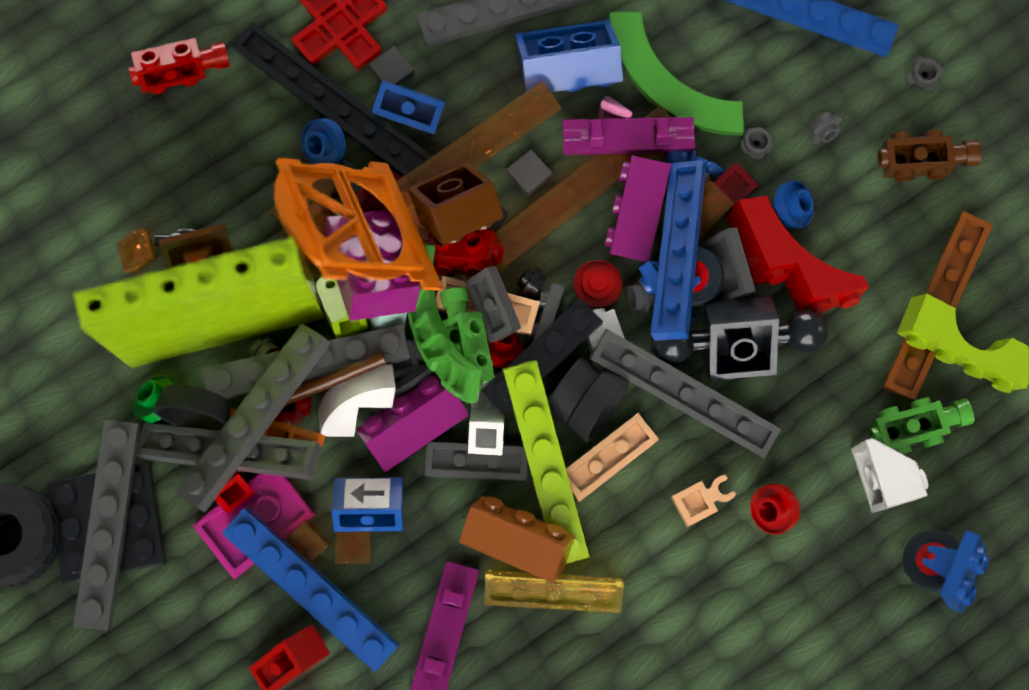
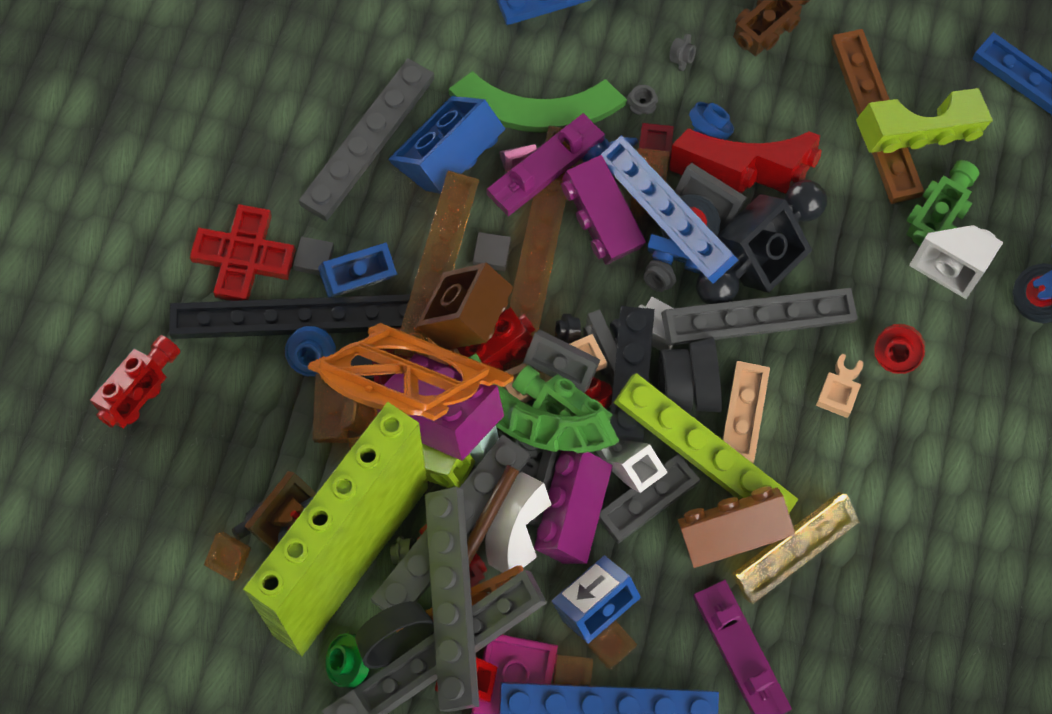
camera: 40 degrees left, 10 degrees down
(597, 284) = (617, 289): red plate -> none

